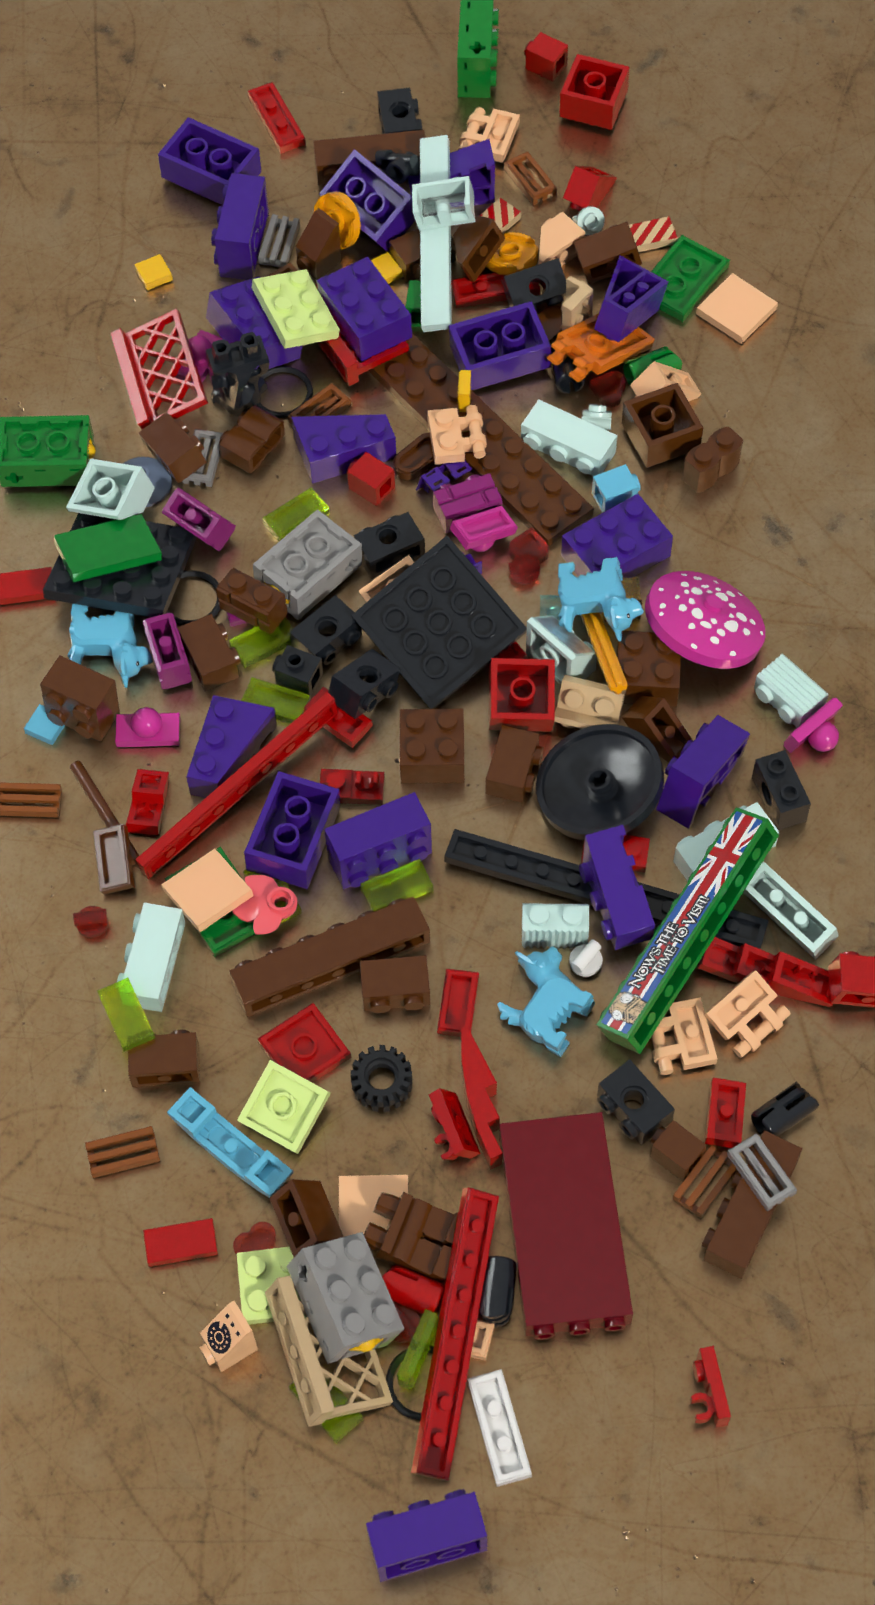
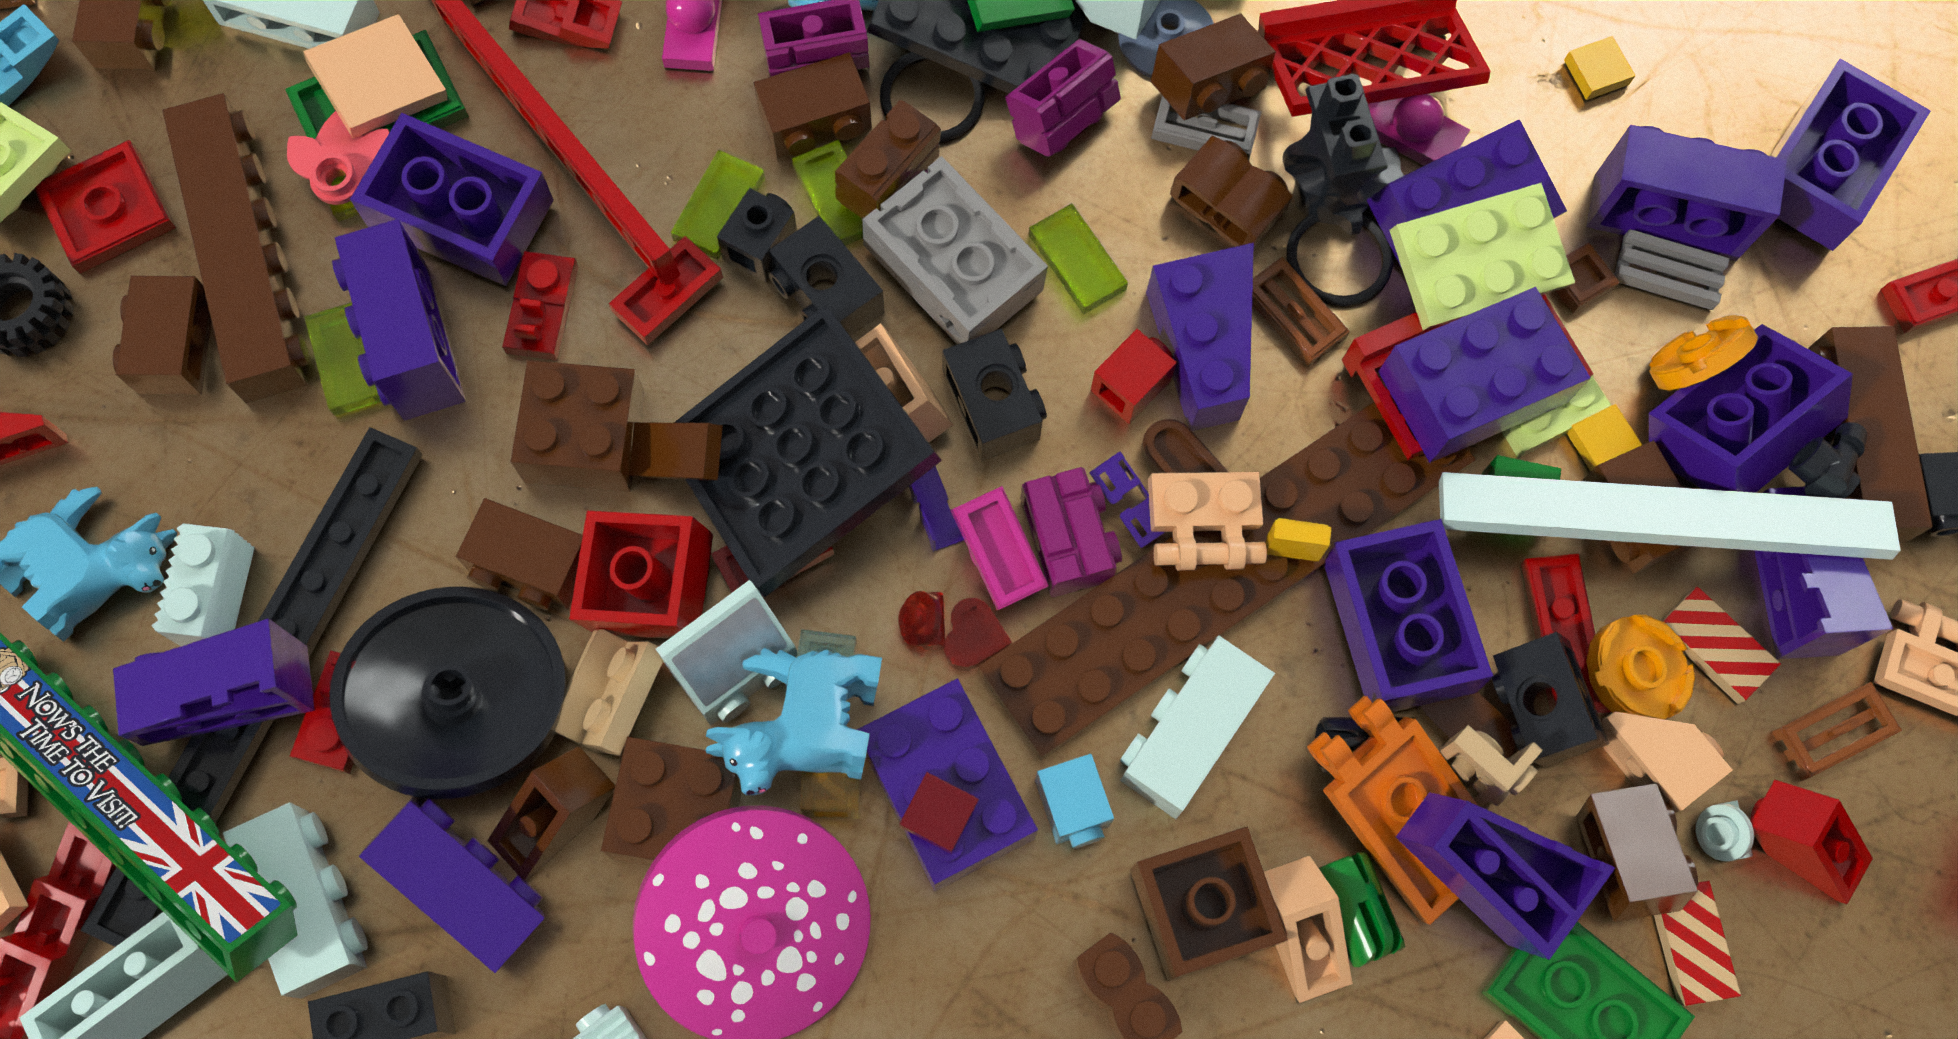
camera: 90 degrees right, 10 degrees up
(227, 742) = (634, 117): dark purple wedge -> none
(319, 245) = (1642, 320): reddish brown slope -> none
(364, 683) = (701, 294): black brick -> none
(443, 203) = (1718, 520): light aqua window -> none
(446, 682) = (676, 450): none -> reddish brown tile
(457, 1002) = (123, 432): red tile -> none
(476, 245) = (1642, 592): reddish brown slope -> none
(586, 959) = (135, 633): white plate -> none
(598, 416) = (1250, 789): light aqua plate -> none
(605, 652) = (691, 725): light orange axle -> none
(609, 388) = (1318, 824): clear red tile -> none
(638, 529) = (939, 812): none -> dark red tile

